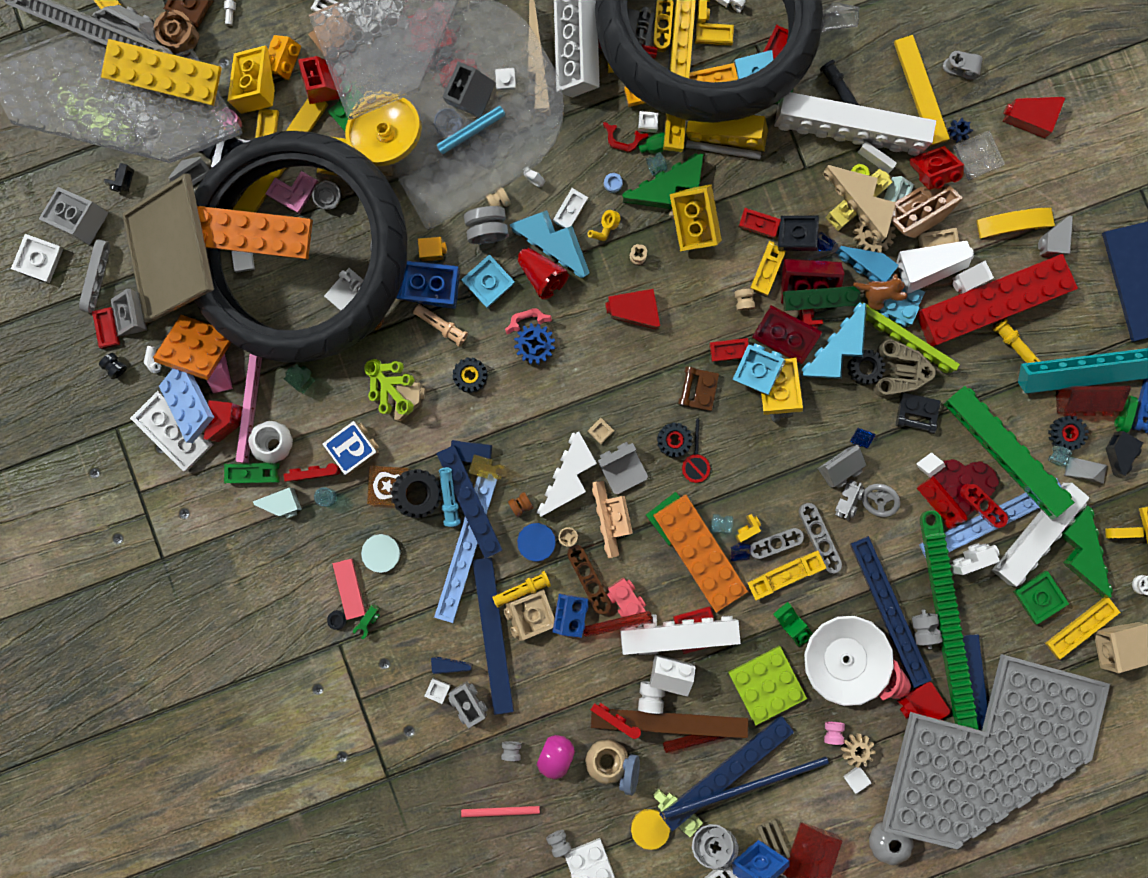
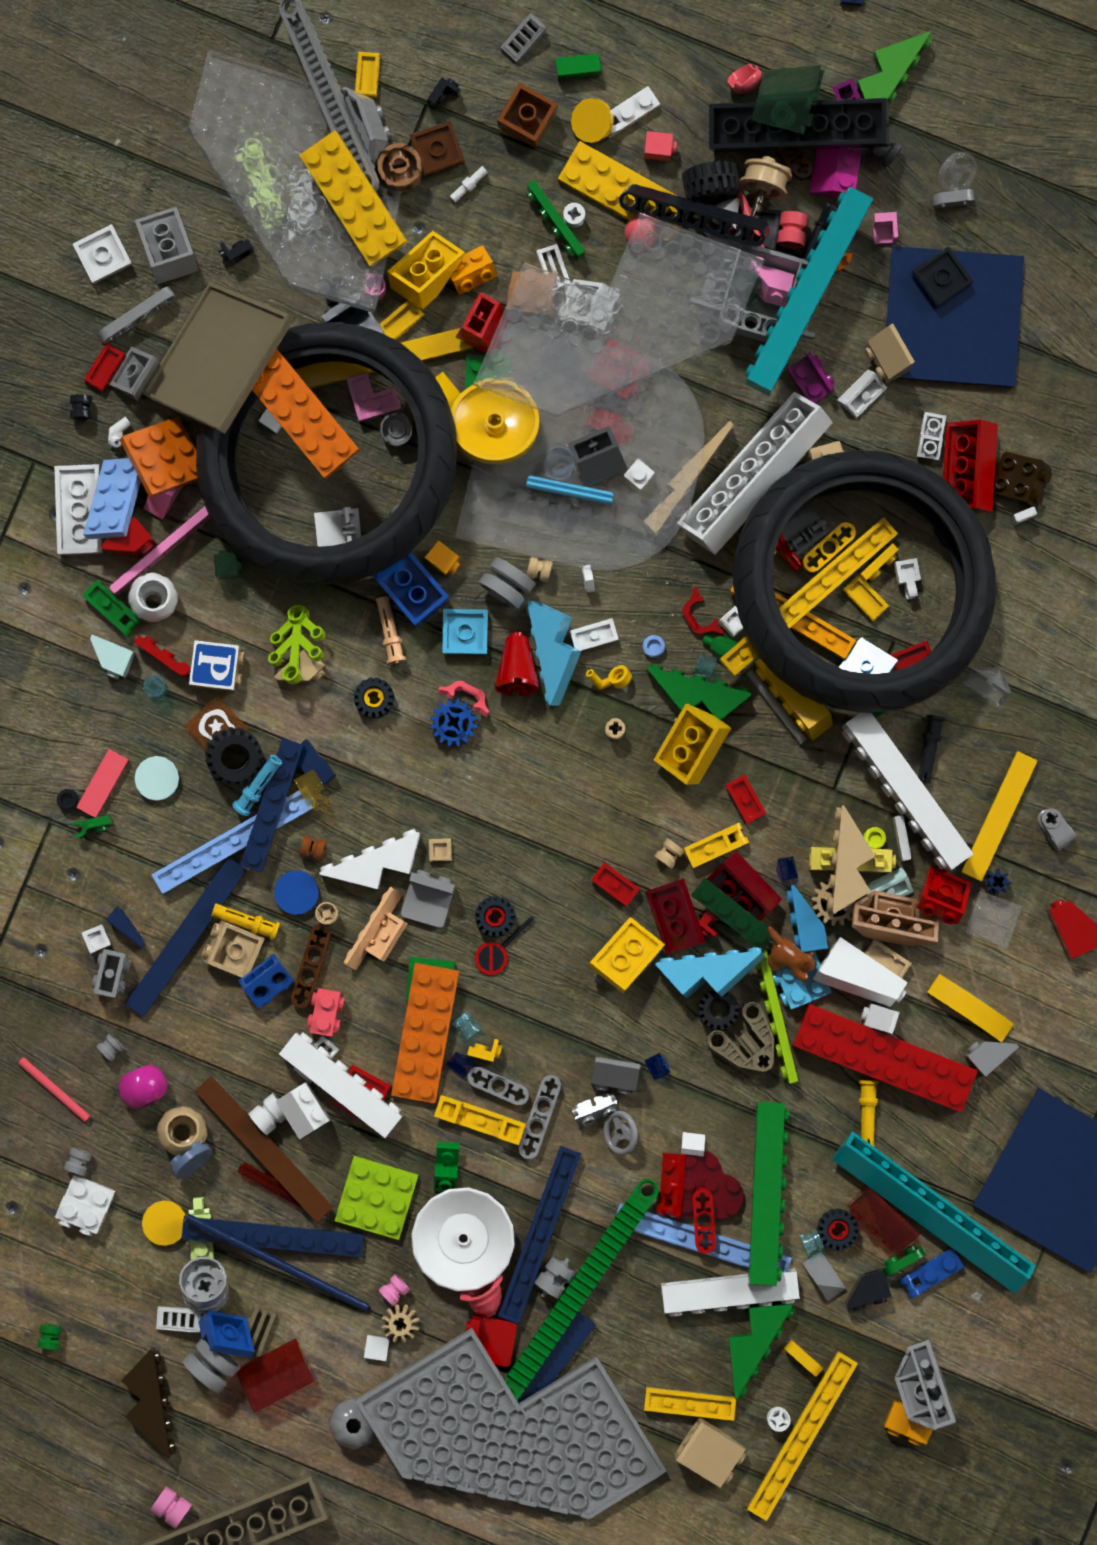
camera: 45 degrees right, 0 degrees up
(194, 166) = (297, 301): light grey slope -> none
(617, 721) = (221, 1105): red plate -> none
(618, 624) = (298, 1025): clear red axle -> none
(634, 308) = (568, 772): red slope -> none
(704, 391) = (561, 899): reddish brown plate -> none
(759, 368) = (621, 923): medium azure plate -> none
(798, 233) = (769, 839): black plate -> none
(921, 407) = (732, 1086): black plate -> none
(975, 558) = (657, 1258): white plate -> none
(1041, 597) = (679, 1344): green plate -> none

